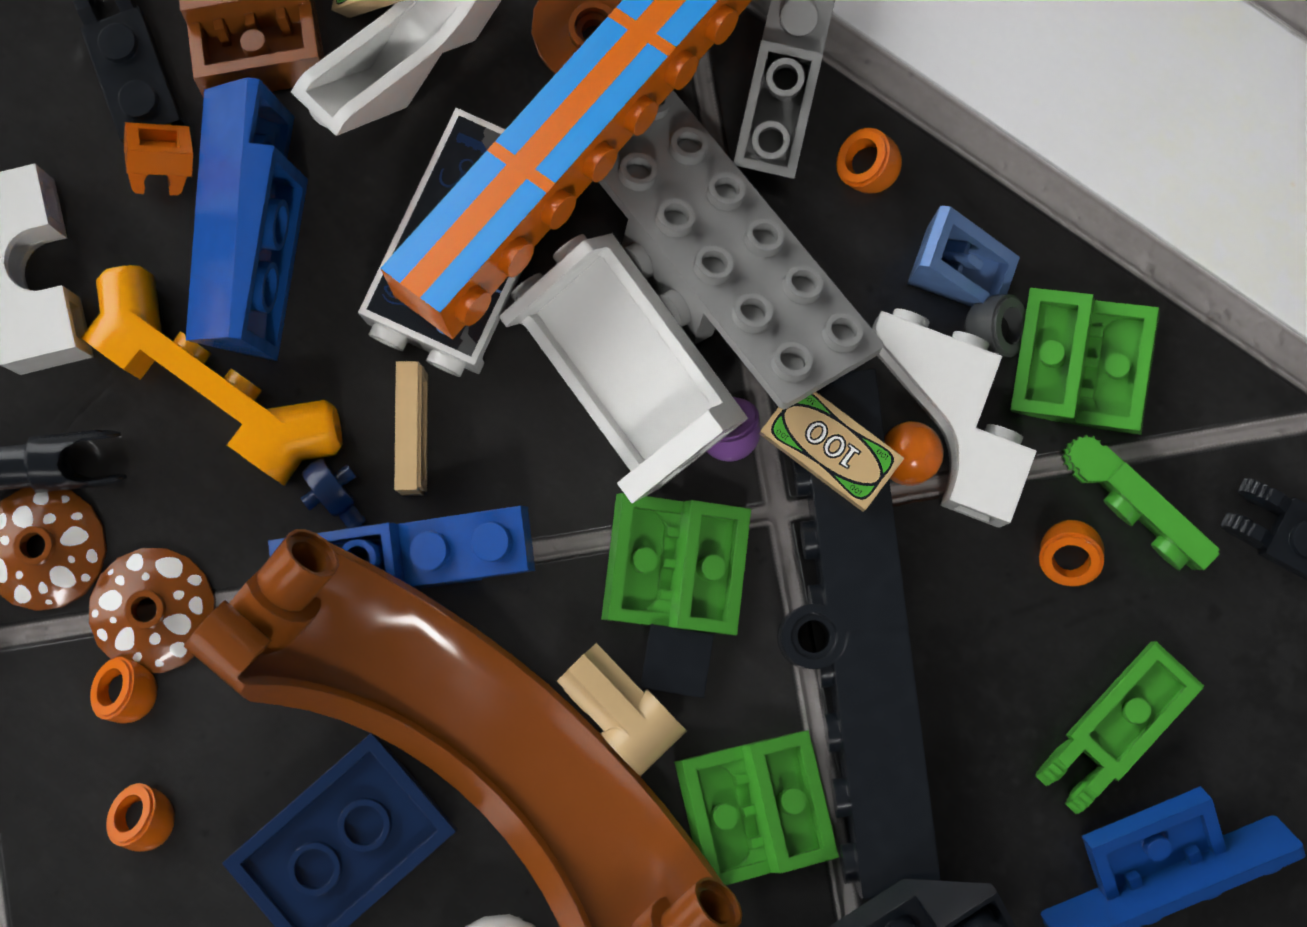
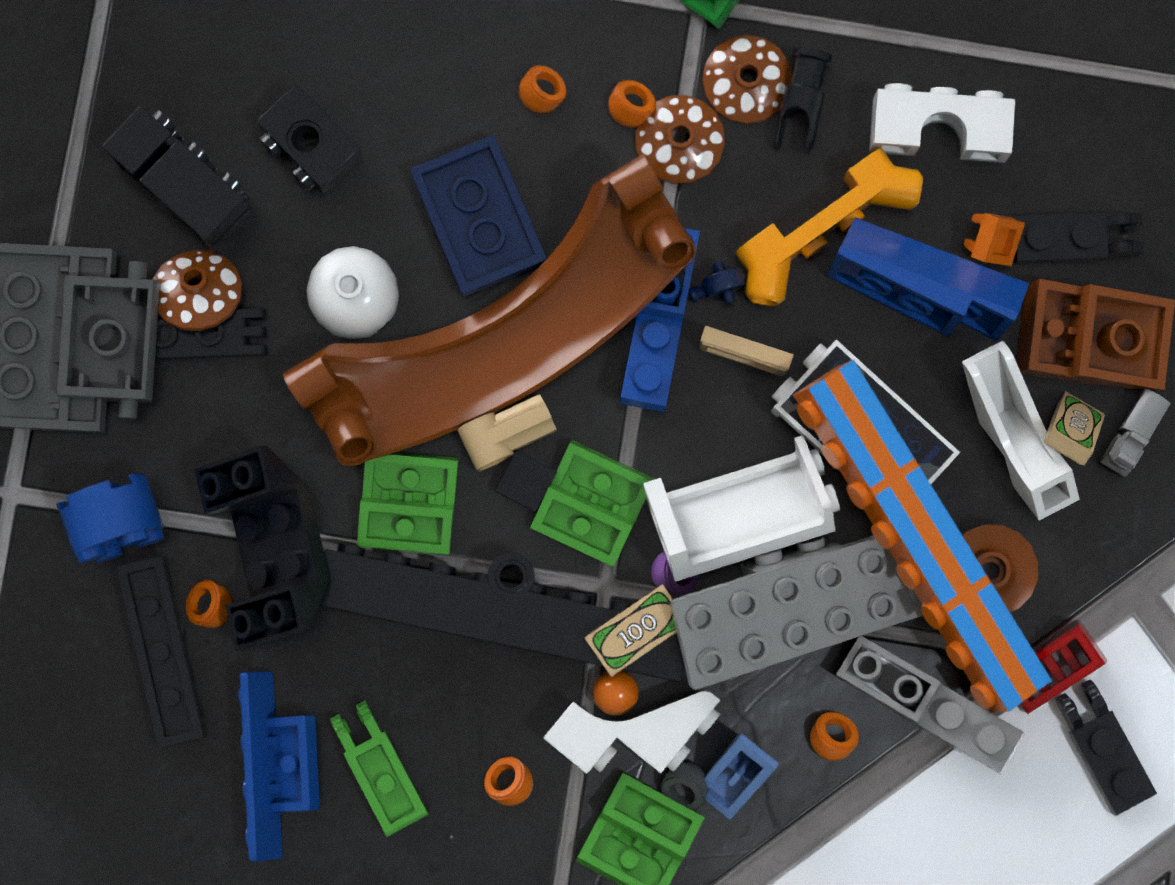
camera: 105 degrees right, 0 degrees up
(1137, 500) = (529, 836): bright green hinge -> none

